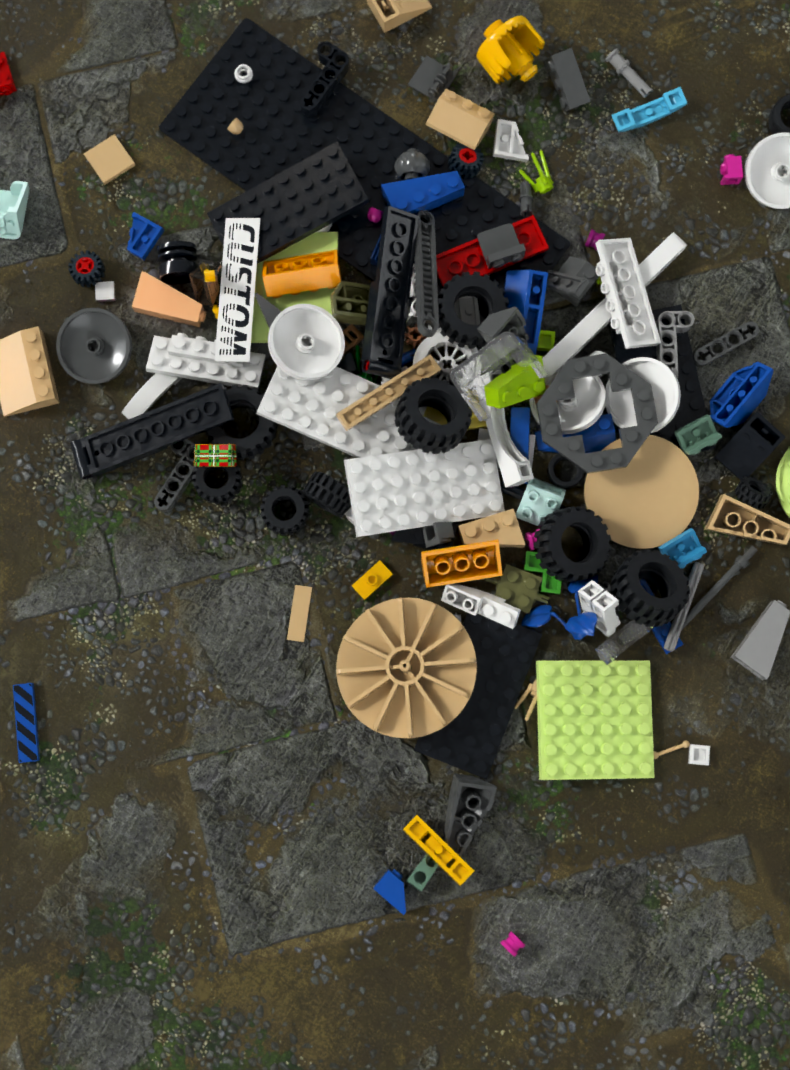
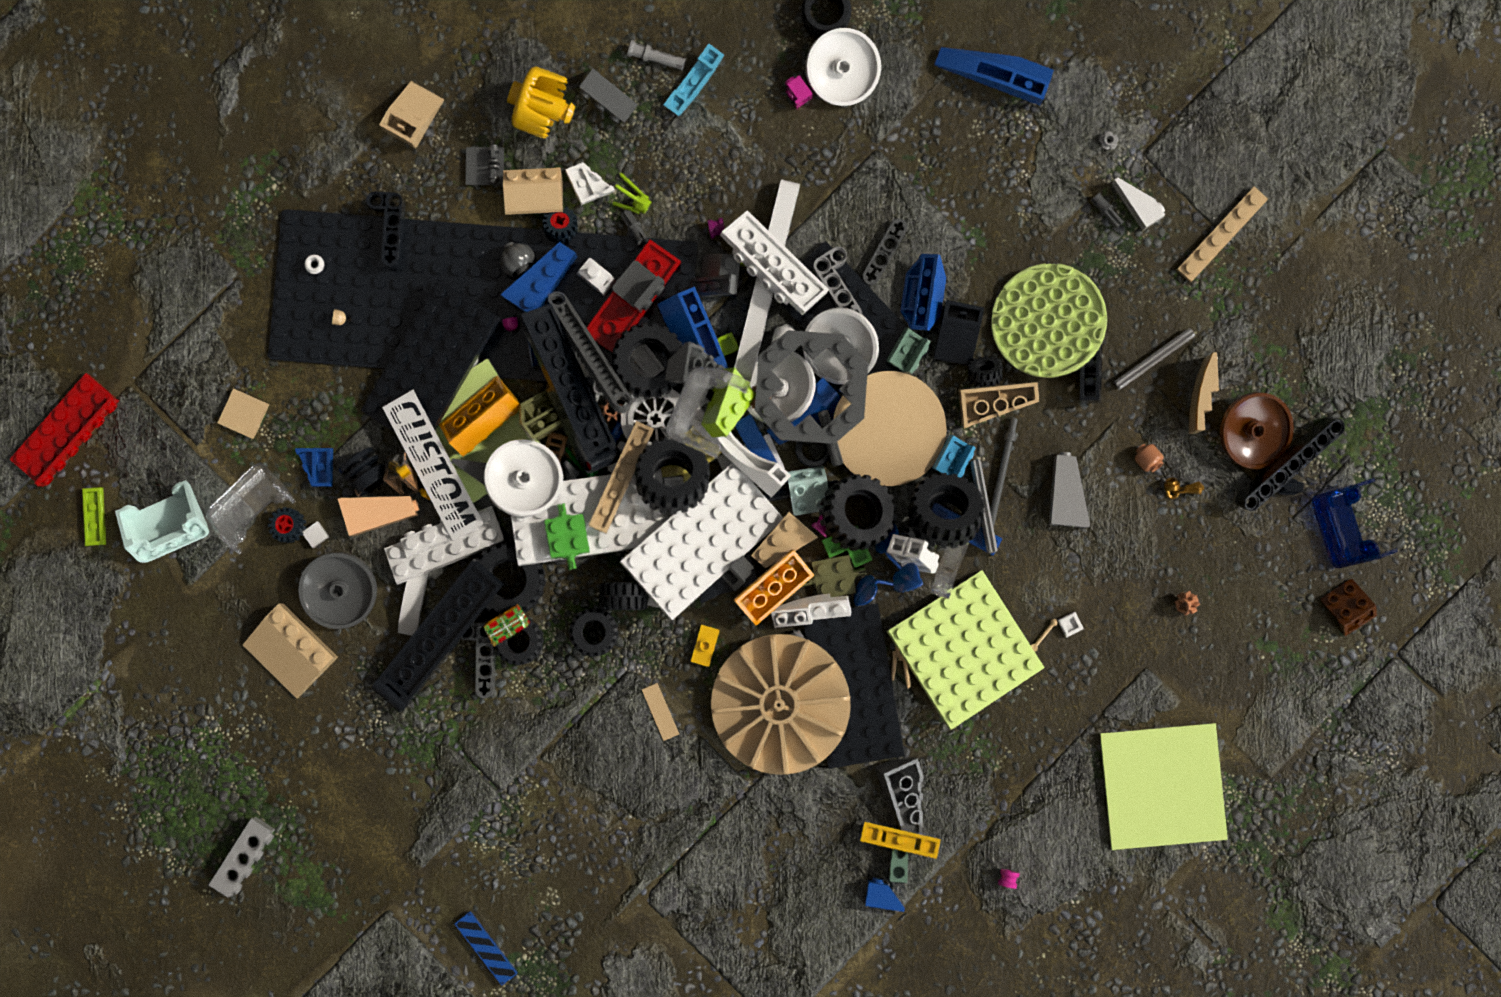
camera: 30 degrees left, 5 degrees up
(62, 231) = (244, 502): none -> clear windscreen
(312, 412) = (566, 536): none -> bright green plate
(468, 216) = (596, 276): none -> white torso
(583, 479) = (833, 449): none -> dark grey axle
(698, 948) = (1163, 786): none -> yellowish green tile

